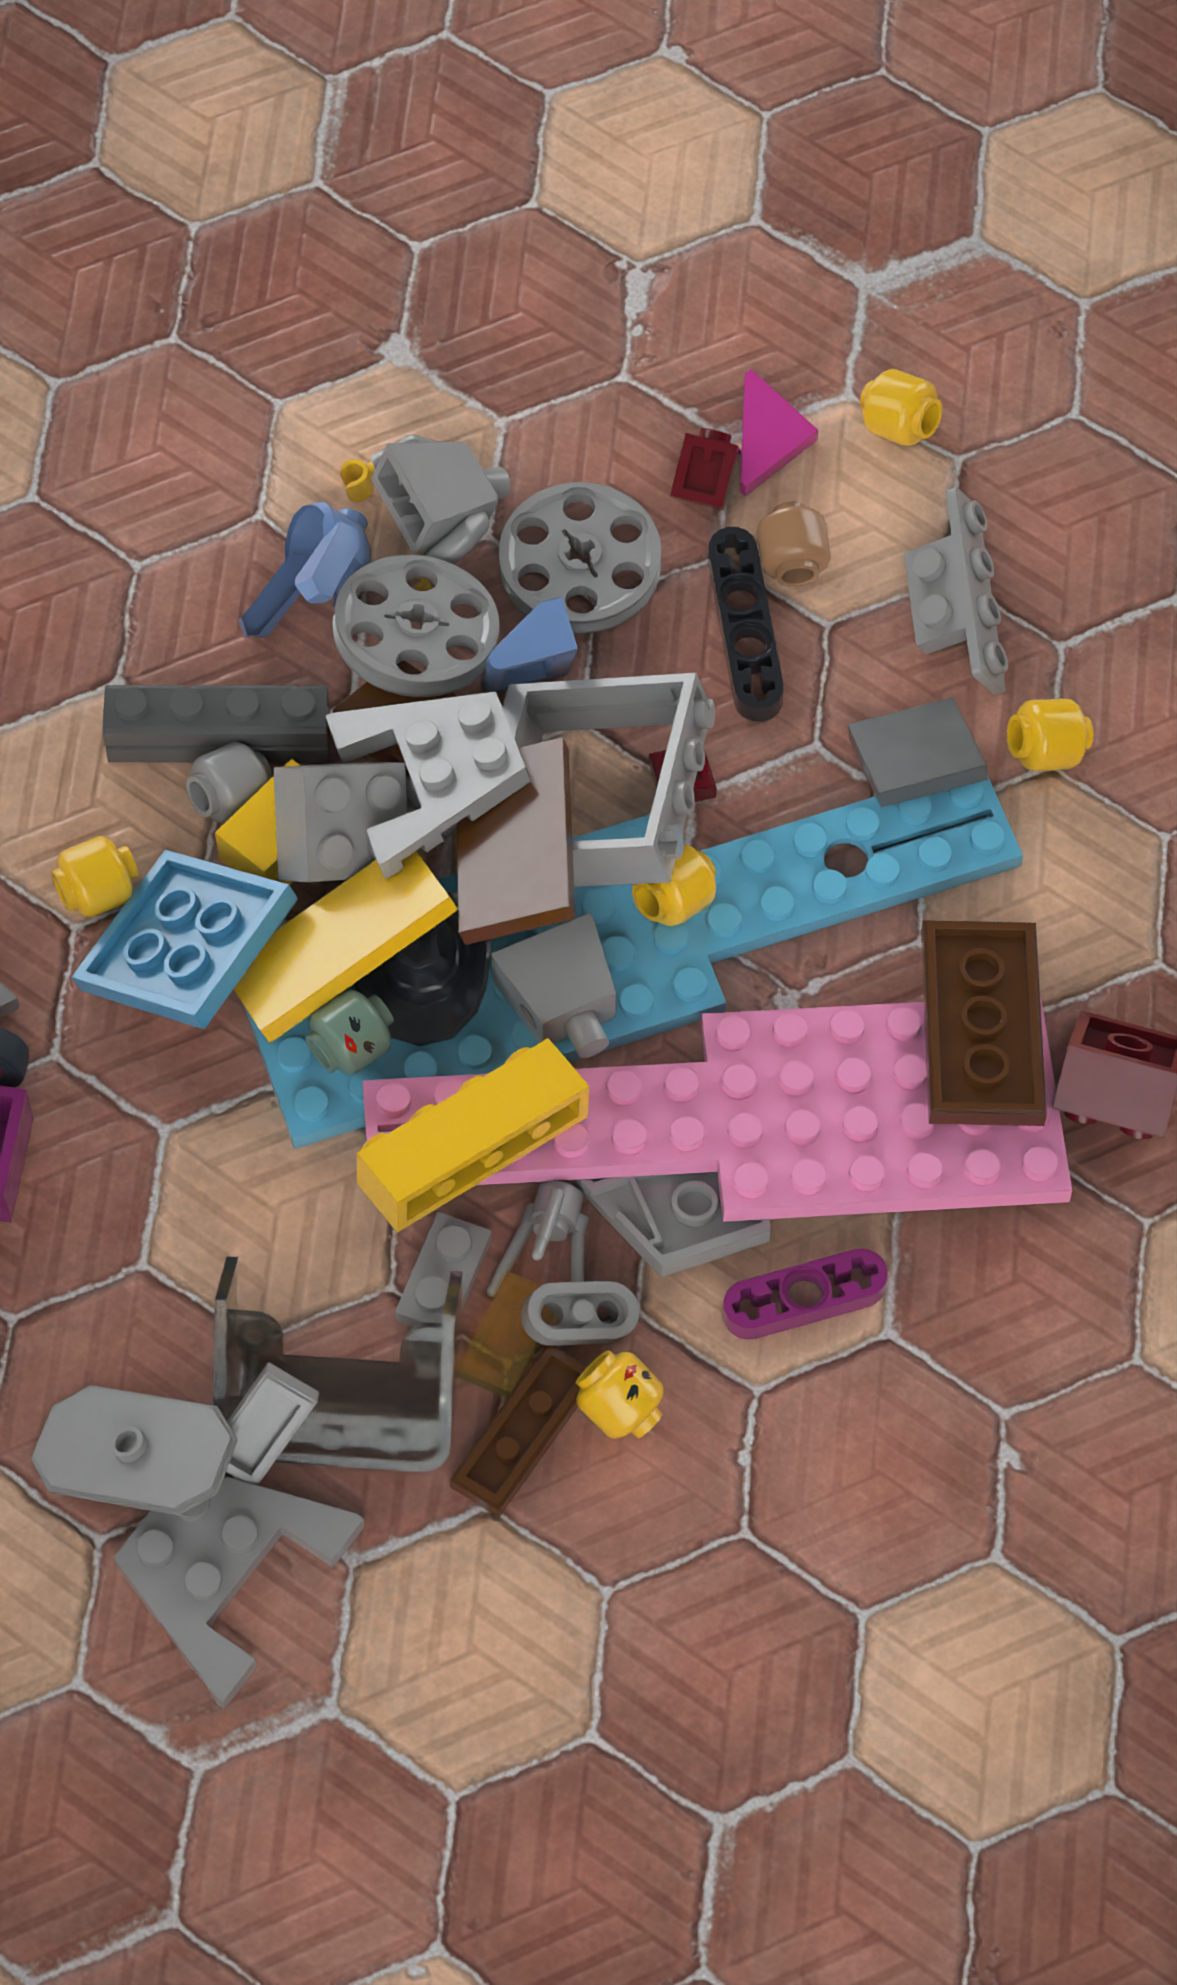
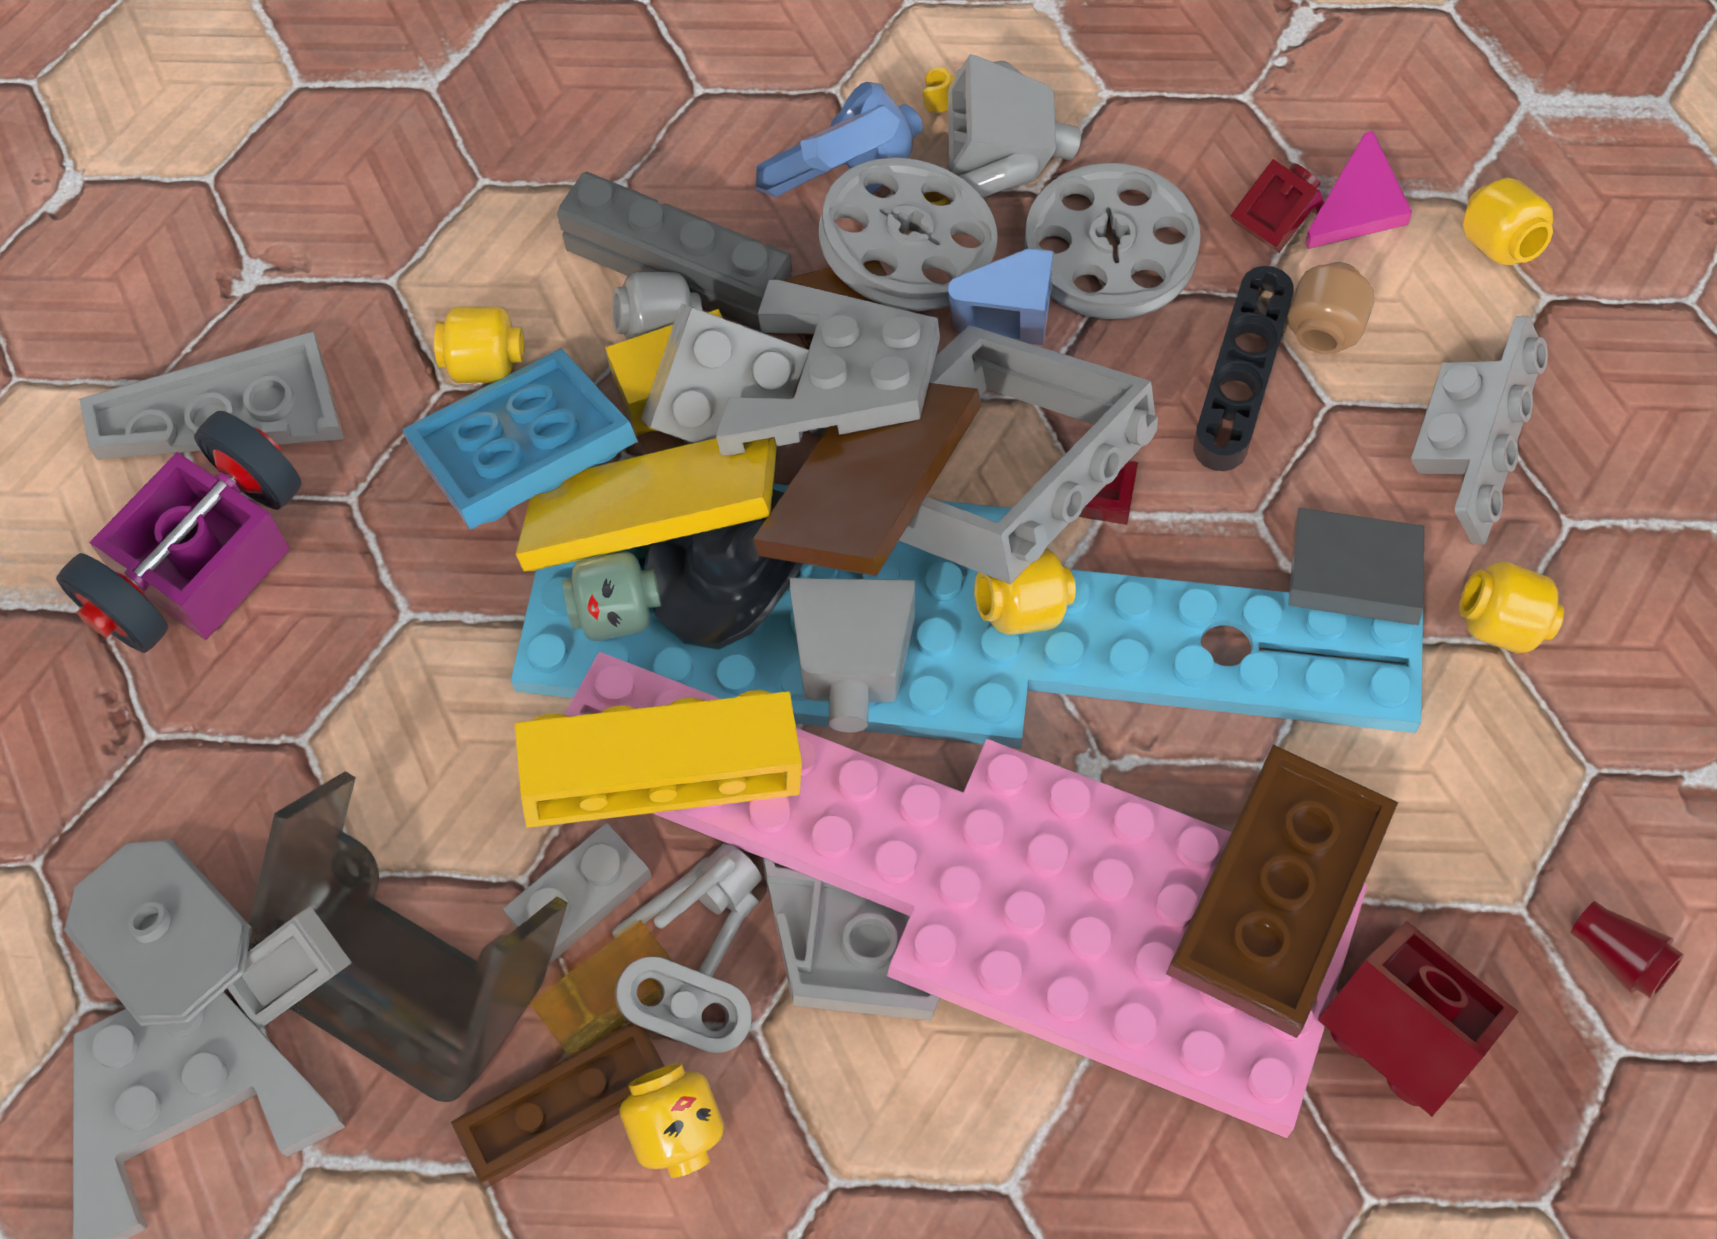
camera: 30 degrees right, 0 degrees up
(760, 1290) = (994, 1087): magenta beam -> none

